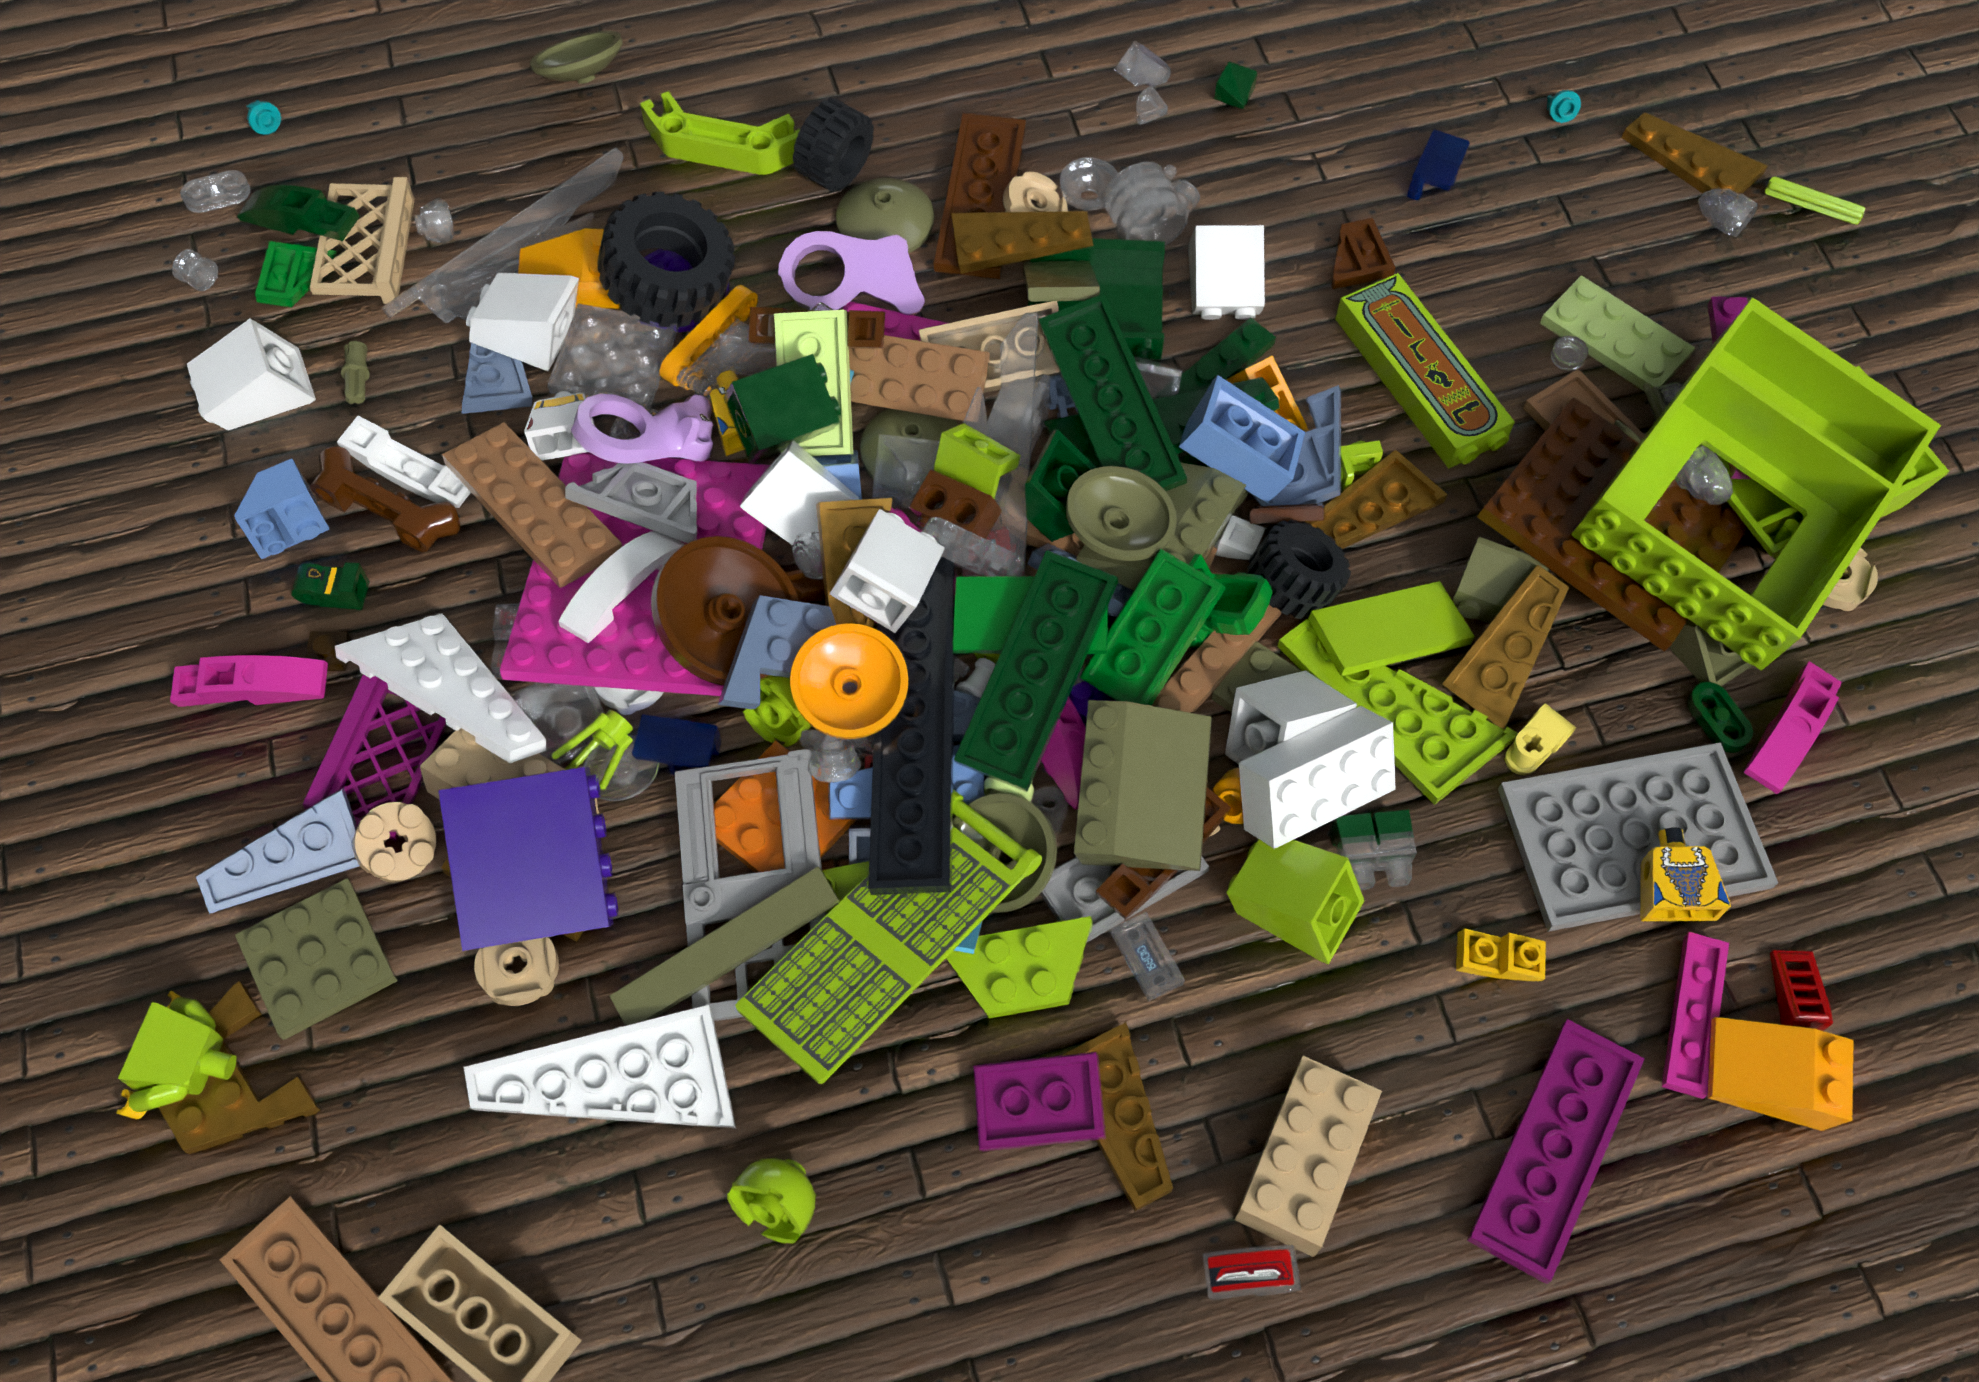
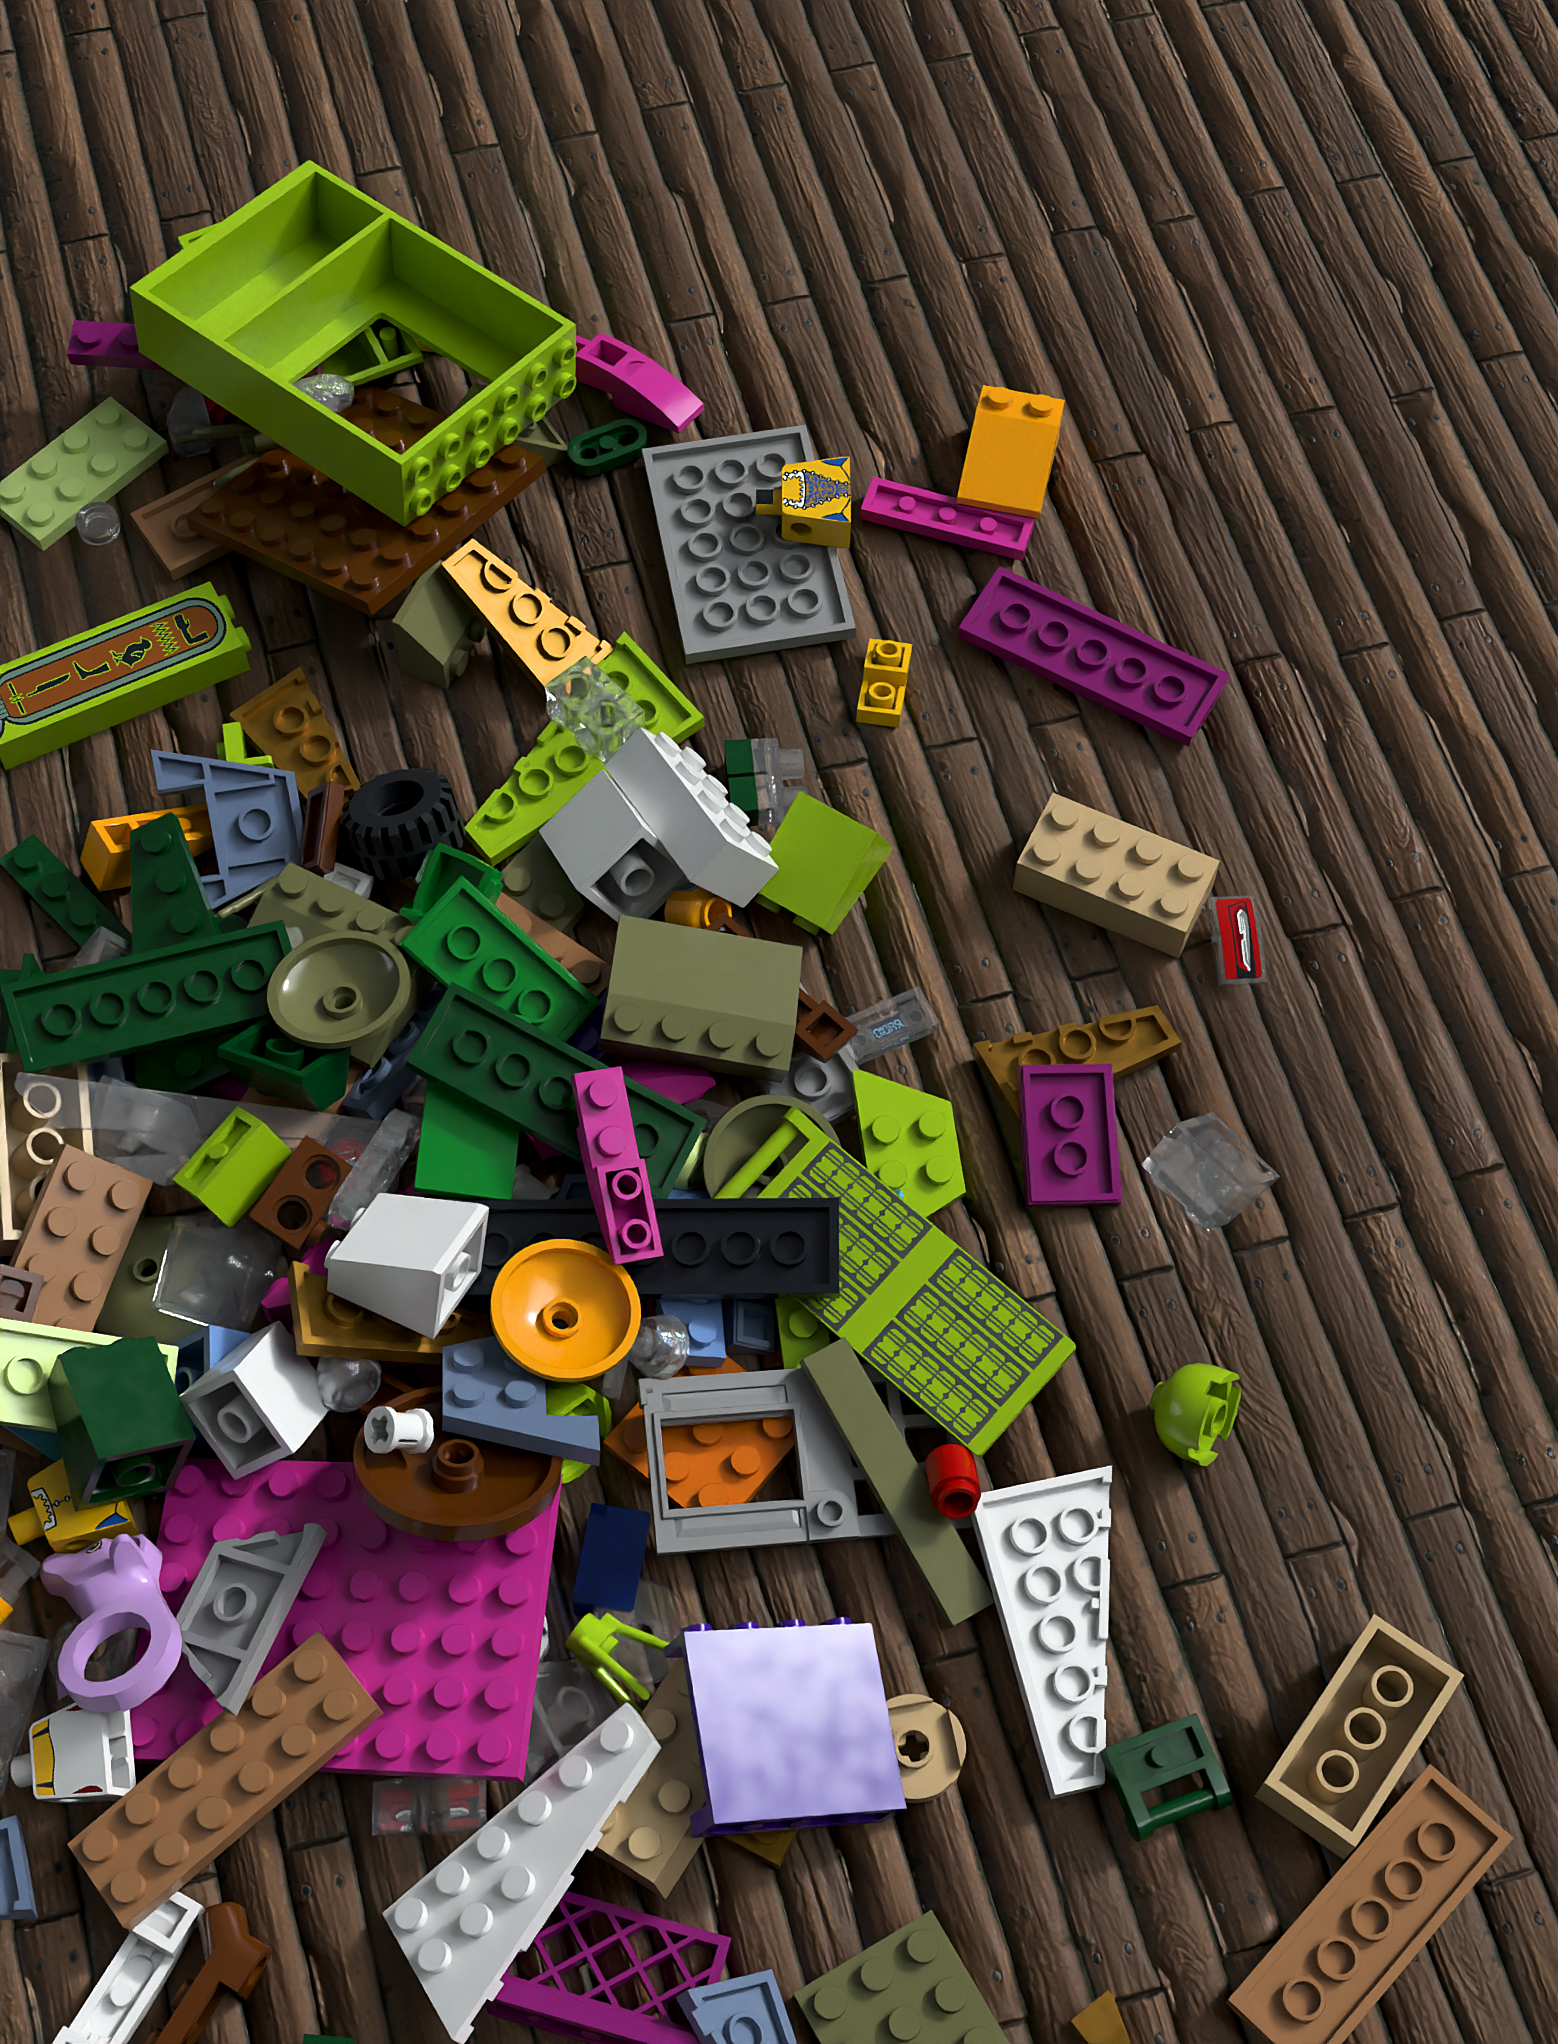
camera: 90 degrees left, 0 degrees up
(383, 861) = (749, 1900): tan plate -> none
(483, 1154) = (1159, 1759): none -> dark green plate
(613, 580) = (388, 1624): white slope -> none
(715, 986) = (953, 1481): none -> red brick
(746, 565) = (399, 1430): none -> white bush
(968, 710) = (613, 1166): none -> dark pink slope
(1010, 1229) = (1208, 1170): none -> clear slope
(1243, 439) = (226, 857): medium blue slope -> none
(1390, 628) = (482, 742): lime tile -> none
(1430, 708) = (601, 705): none -> clear brick
(1538, 740) = (629, 609): light yellow piece -> none
(1820, 1012) = (931, 441): red slope -> none

